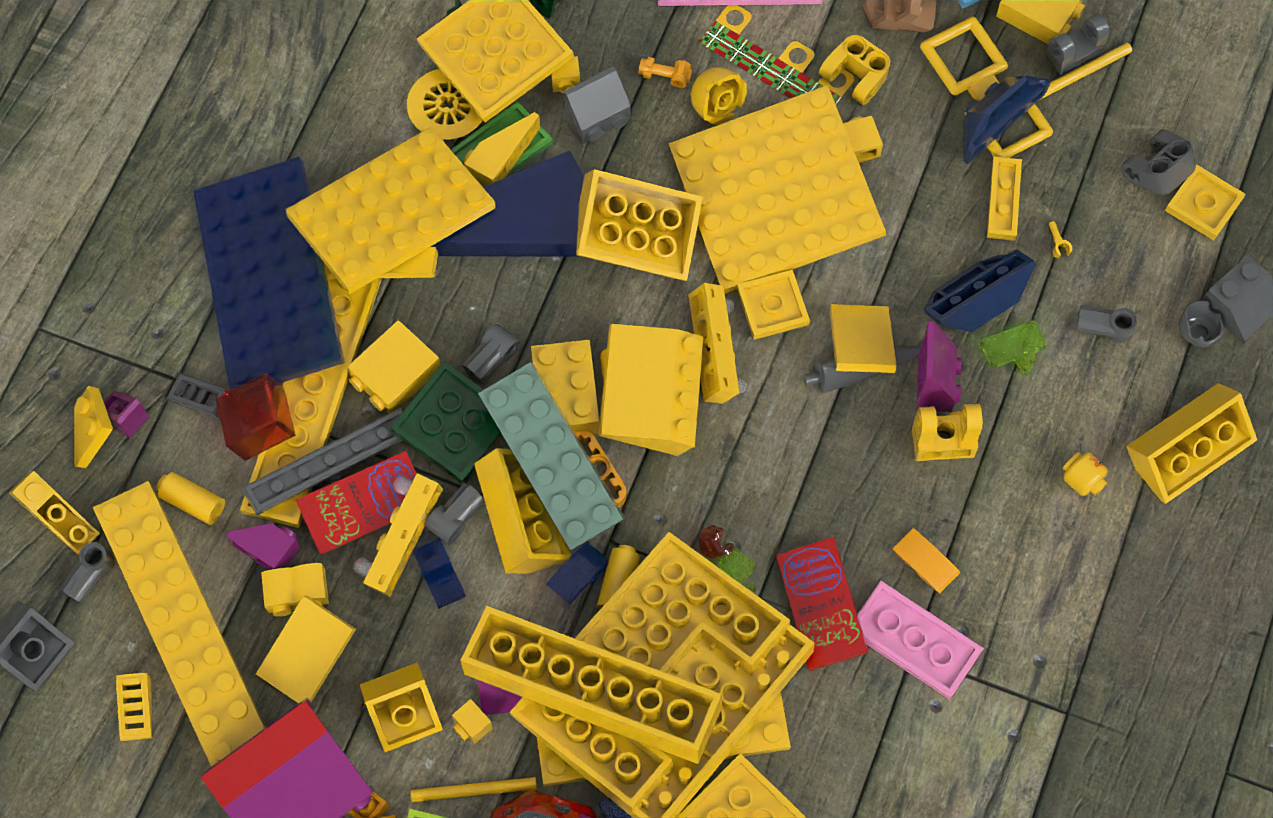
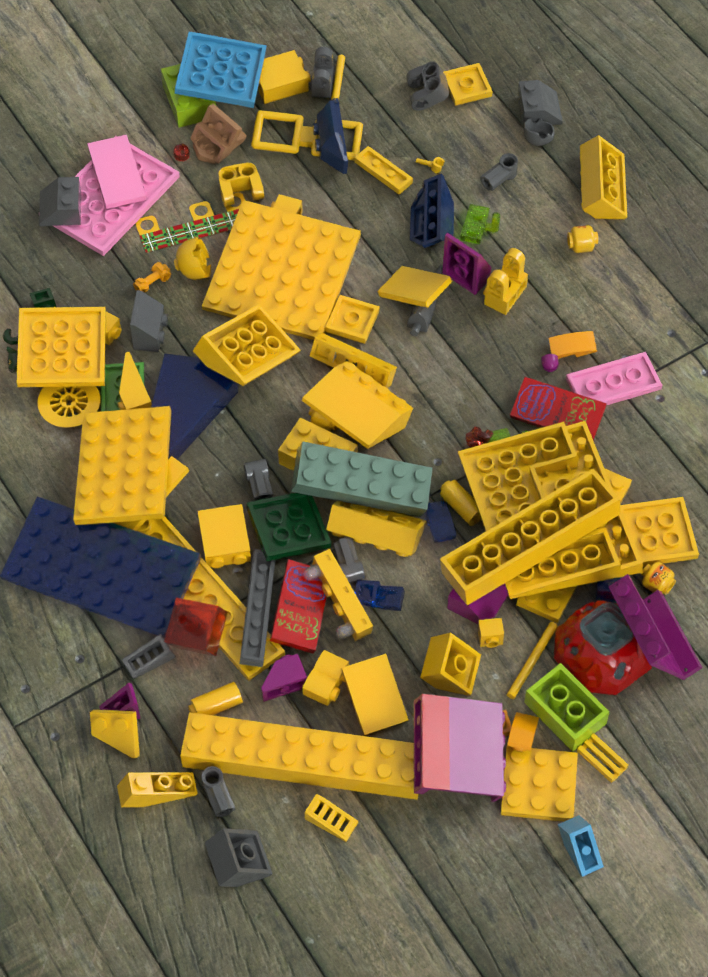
camera: 55 degrees left, 10 degrees down
(881, 552) = (550, 362): none -> magenta hinge

